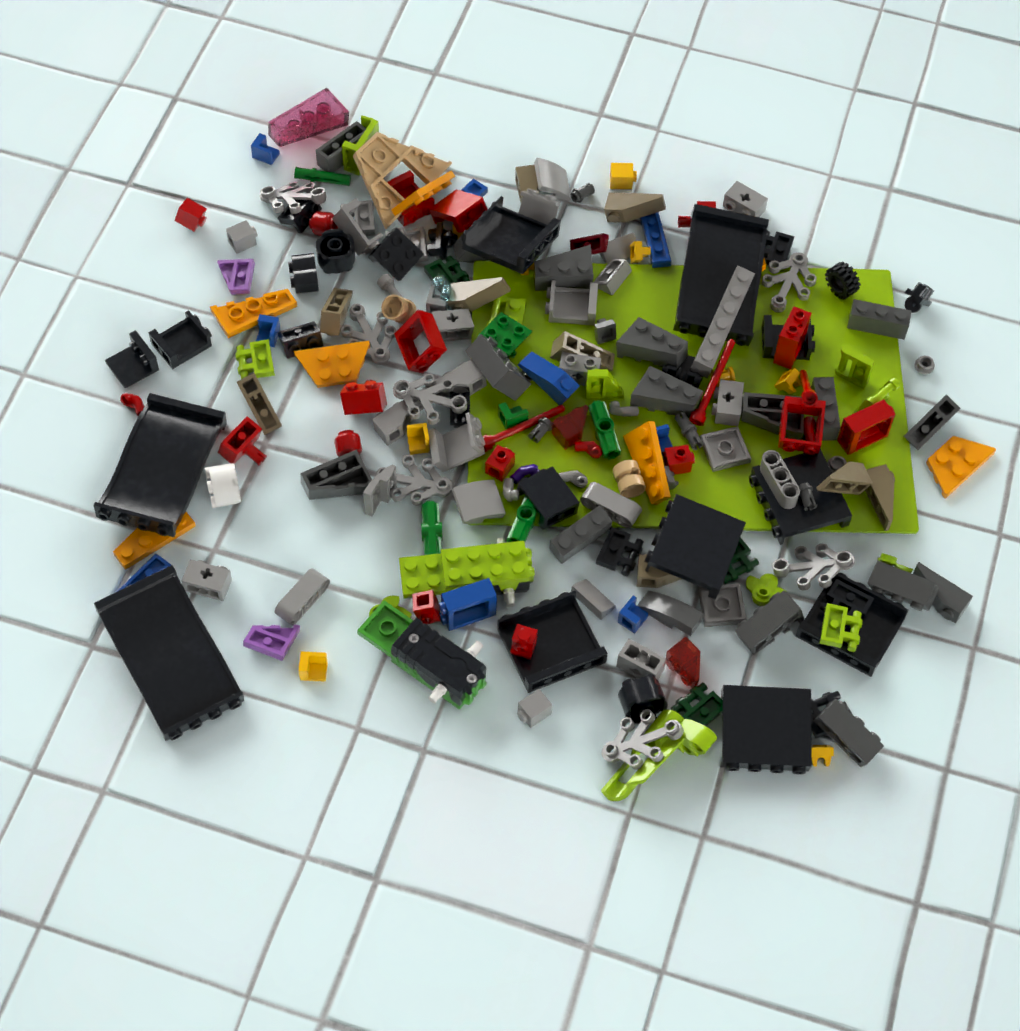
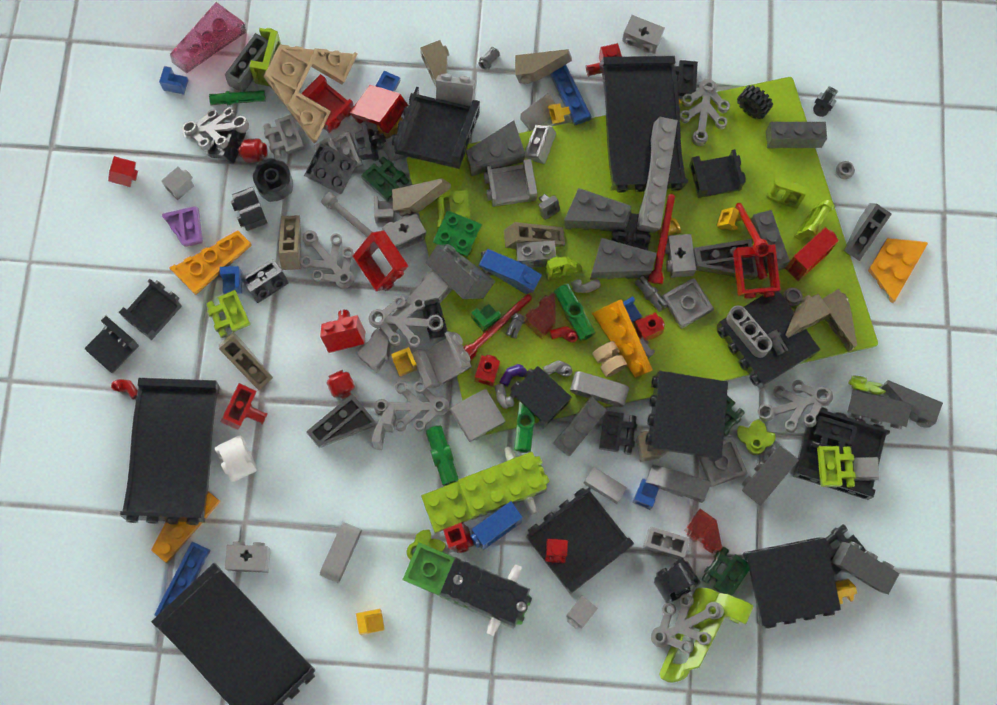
camera: 15 degrees left, 15 degrees up
(271, 639) = (324, 604): medium lavender wing -> none
(334, 363) = (303, 301): light orange wing -> none
(349, 226) = (271, 146): light grey panel -> none
(398, 308) = (350, 229): tan wheel -> none
(424, 192) = (342, 98): light orange wing -> none
(442, 282) = (388, 195): clear light blue arm -> none
(552, 179) = (457, 51): light grey slope -> none
(598, 243) = (517, 113): dark red slope -> none
(622, 176) = (522, 31): yellow brick -> none
(792, 337) = (725, 178): red window -> none
(874, 640) = (866, 468): none -> light grey brick

